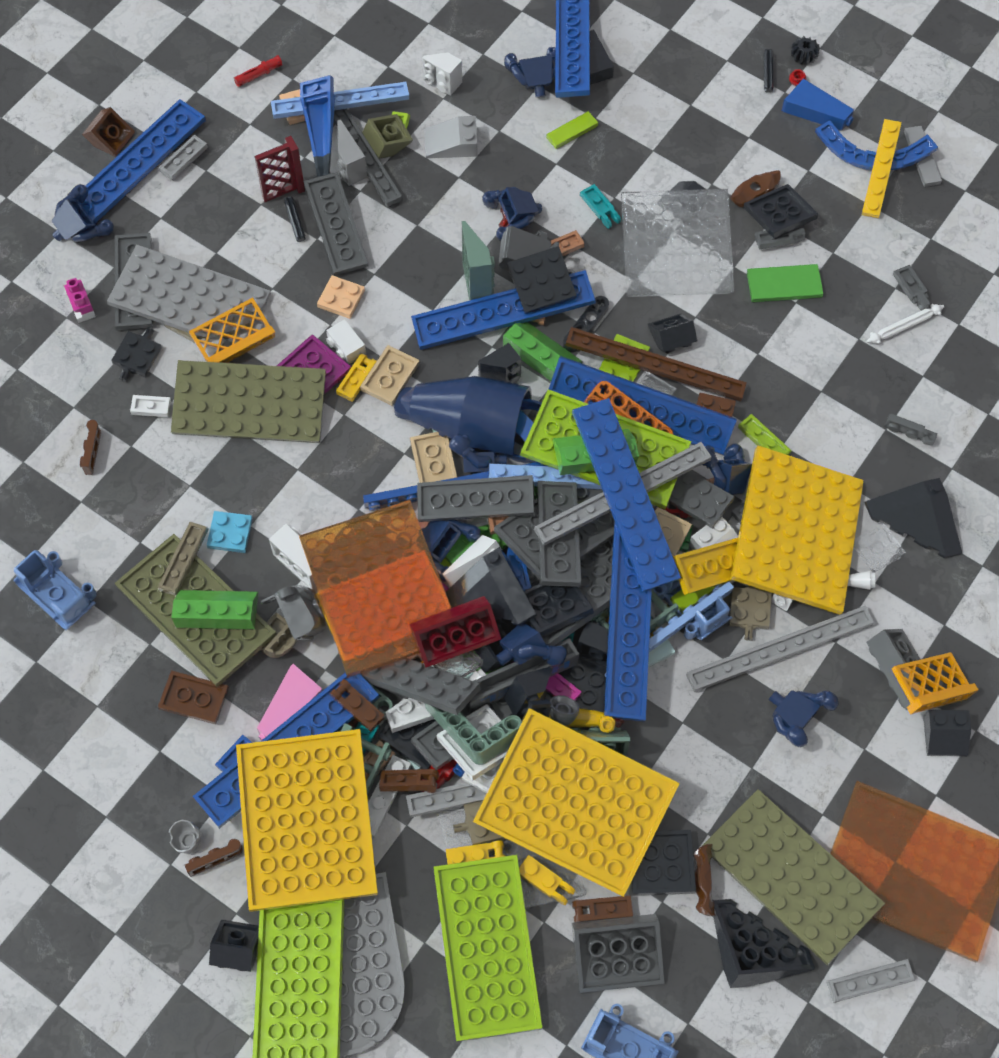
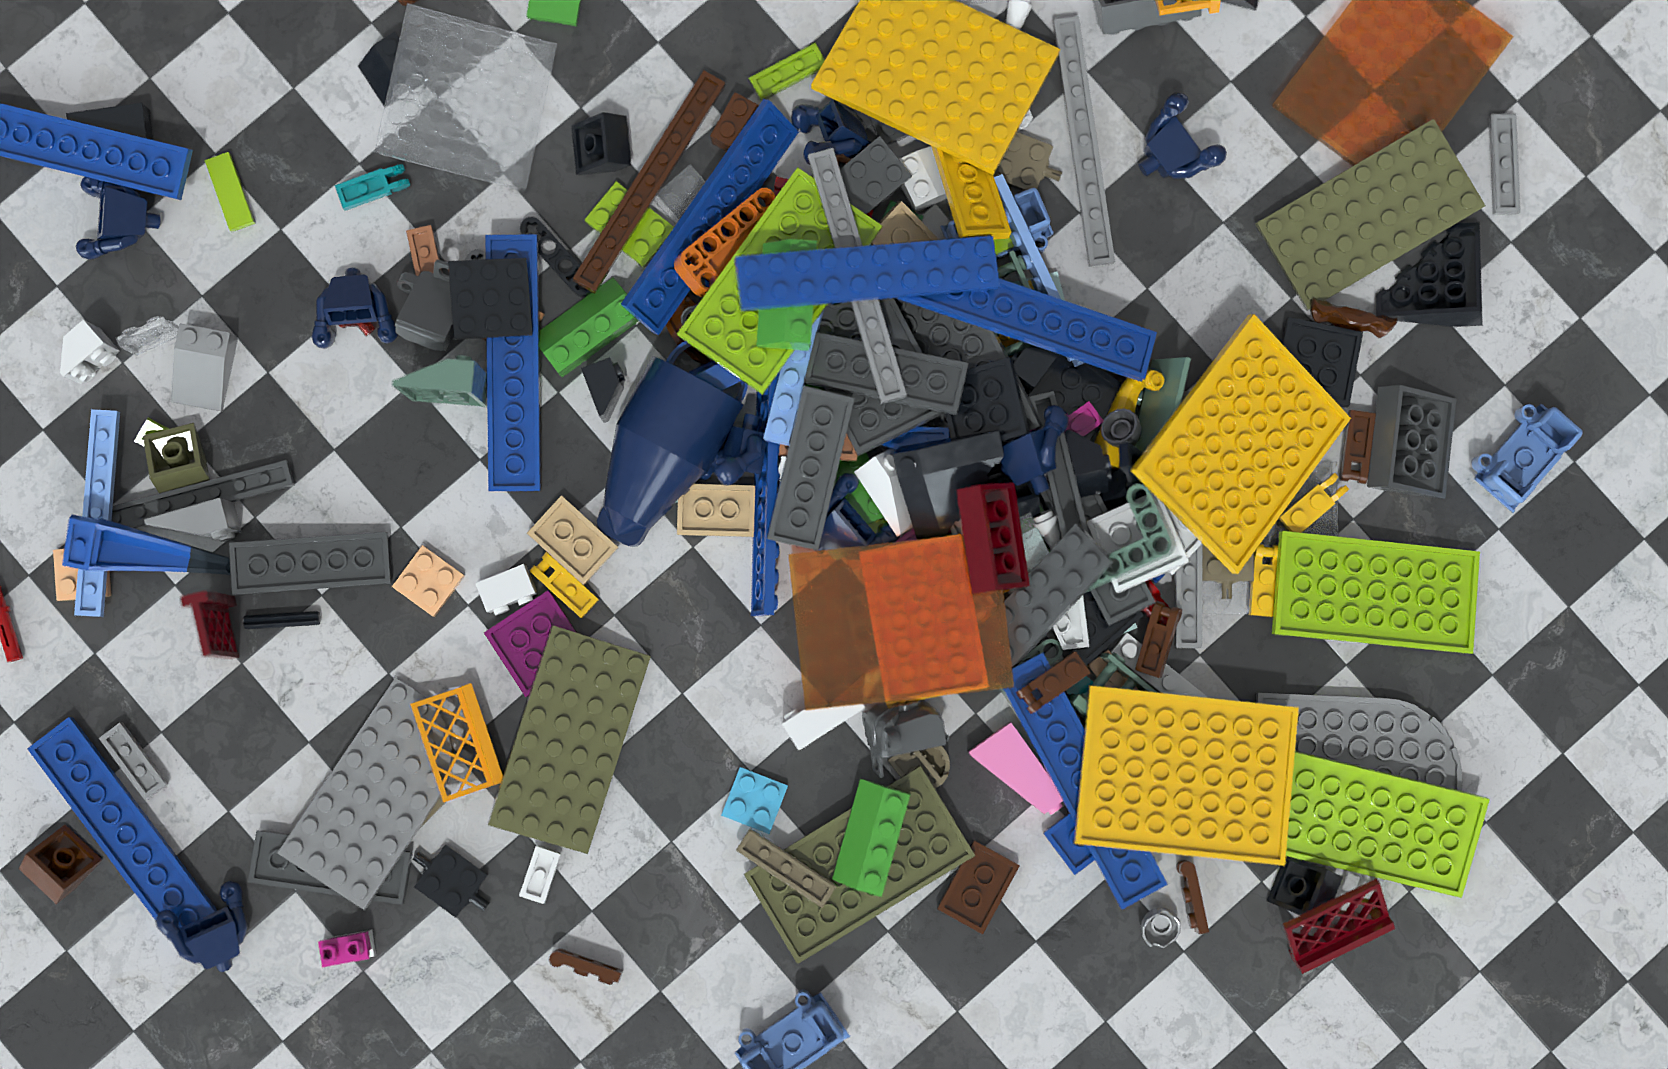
camera: 80 degrees left, 20 degrees up
(200, 981) = (1341, 936): none -> dark red fence
(461, 101) = (154, 333): none -> clear plate

